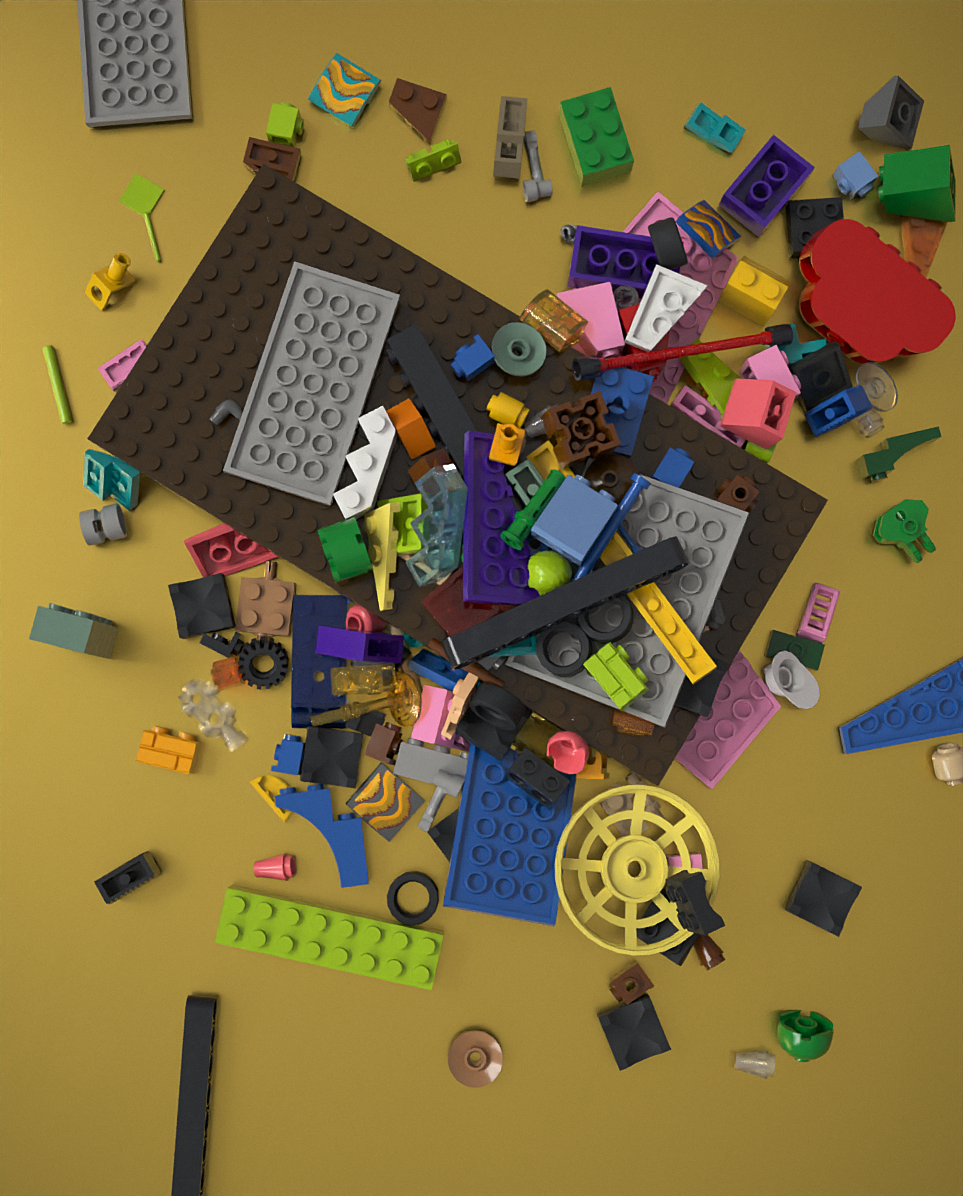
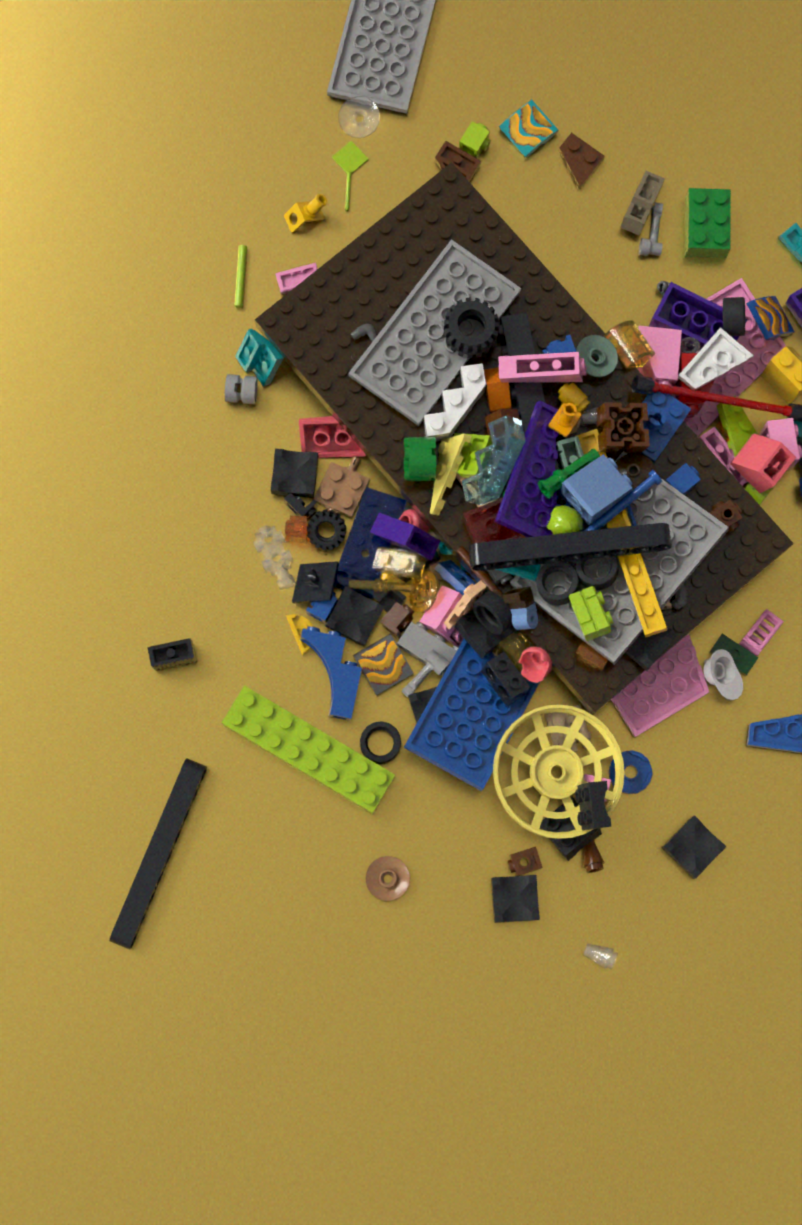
camera: 20 degrees right, 5 degrees down
(74, 630) = (196, 457): sand green brick -> none
(124, 134) = (357, 107): none -> clear dish
(168, 751) = (233, 571): light orange brick -> none
(271, 731) = (315, 582): none -> black piece
(278, 867) = (284, 685): coral cone -> none
(349, 343) = (475, 311): none -> black tyre
(442, 156) = (585, 201): lime hinge -> none
(457, 389) = (542, 368): none -> bright pink slope
(530, 692) = (522, 607): none -> leg
(595, 767) = (548, 689): light orange hinge -> none
(734, 827) = (643, 772): none -> blue tile
(804, 1036) = (645, 946): green cylinder -> none

